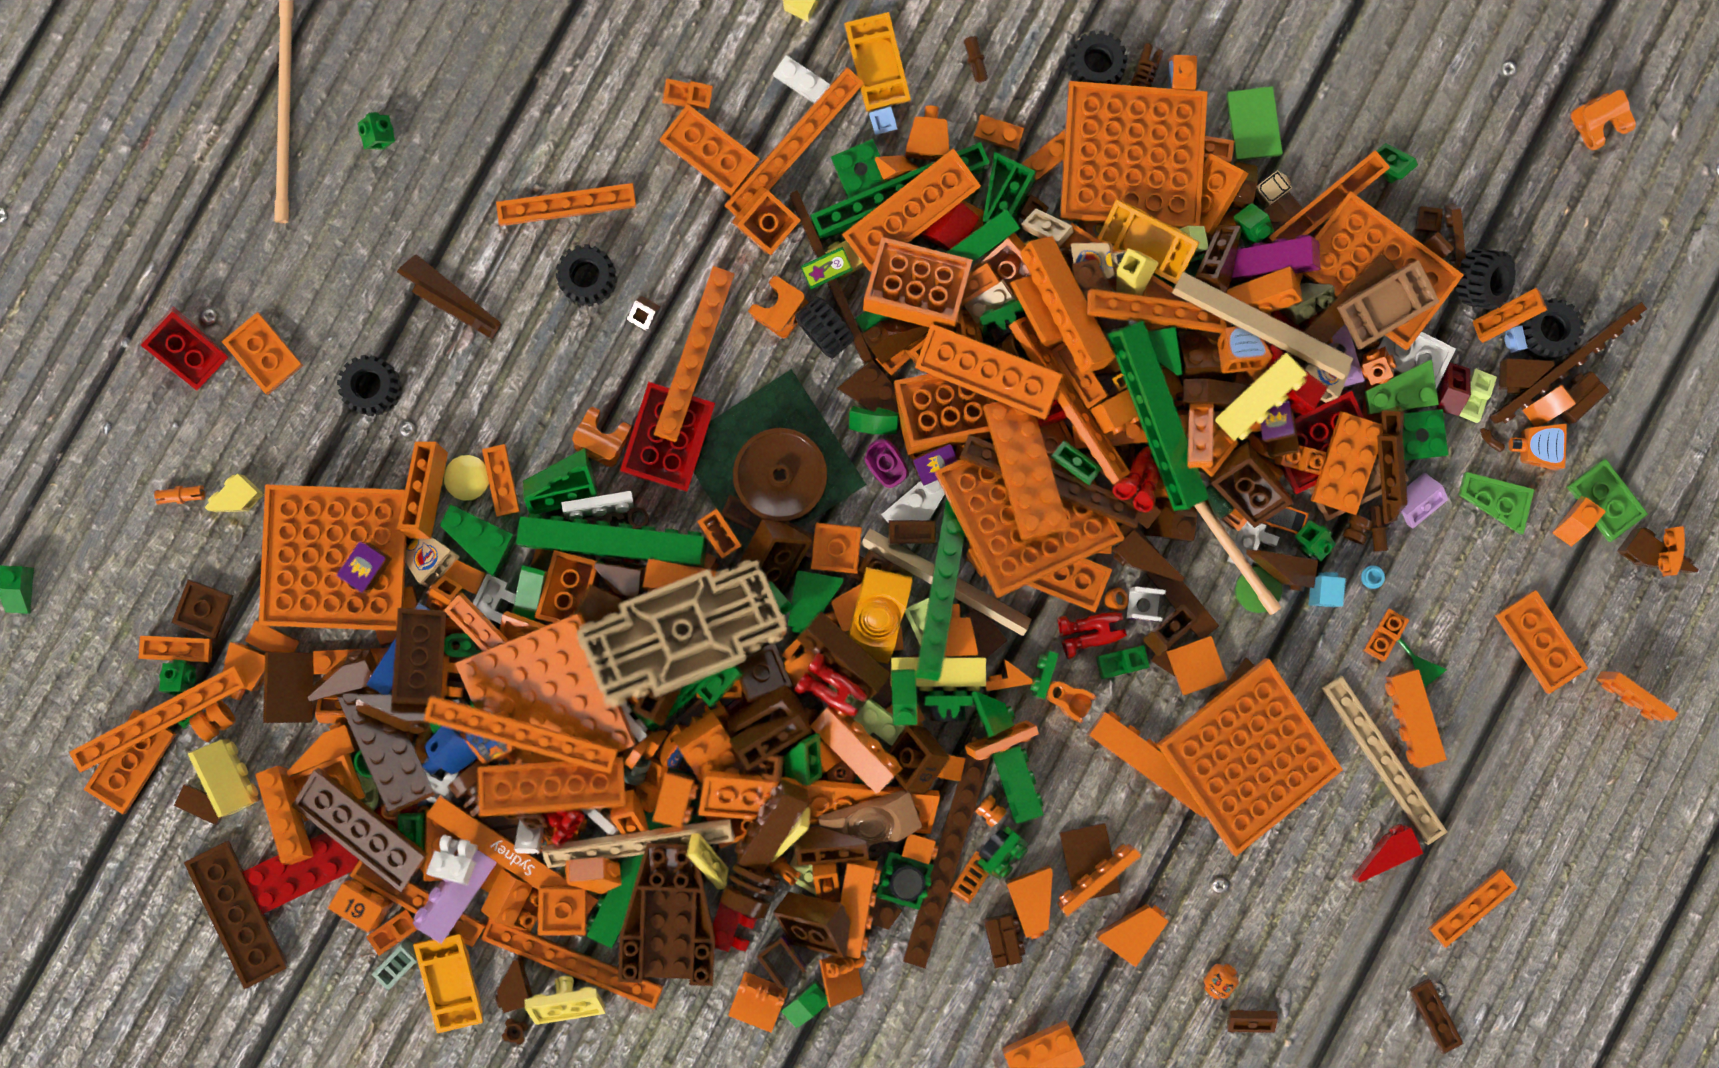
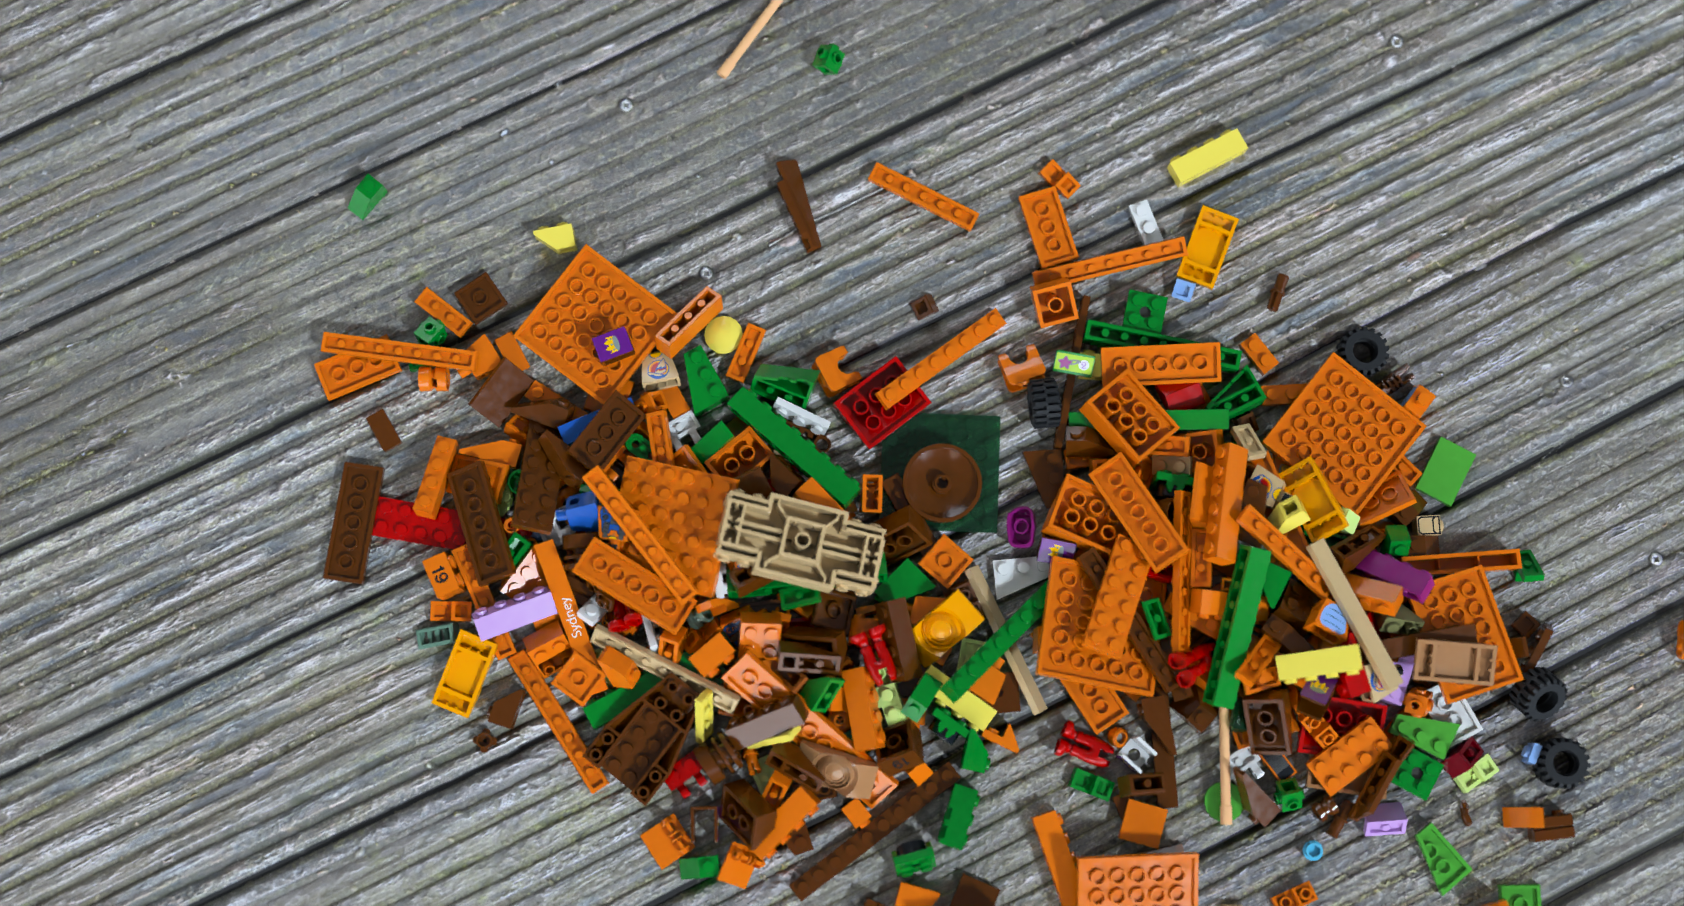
camera: 30 degrees right, 5 degrees down
(180, 494) = (521, 211): orange pin -> none
(184, 348) = (595, 115): red slope -> none
(224, 777) = (414, 423): light yellow slope -> none
(262, 353) = (645, 154): orange plate -> none
(353, 375) = (698, 211): black tyre -> none
(451, 867) = (526, 594): white plate -> none
(565, 1003) = (534, 745): light yellow plate -> none
(578, 258) = (903, 238): black tyre -> none
(878, 422) = (1035, 495): green slope -> none
(894, 166) = (1168, 326): orange slope -> none
(904, 880) = (830, 828): piece -> none
(912, 532) = (1006, 587): reddish brown tile -> none
(928, 136) = (1207, 322): orange torso -> none
(965, 872) = (866, 873): orange slope -> none
(990, 810) = (925, 823): orange wheel -> none
(1002, 741) = (968, 778): orange plate -> none
(1041, 683) = (1036, 747): green plate -> none
(1072, 701) = (1037, 787): orange piece -> none
(1327, 590) = (1273, 836): medium azure brick -> none
(1509, 315) = (1538, 732): orange plate -> none
(1521, 373) = (1518, 780): reddish brown slope -> none
(1542, 446) = (1499, 842): torso -> none
(1576, 359) = (1549, 798): reddish brown plate -> none

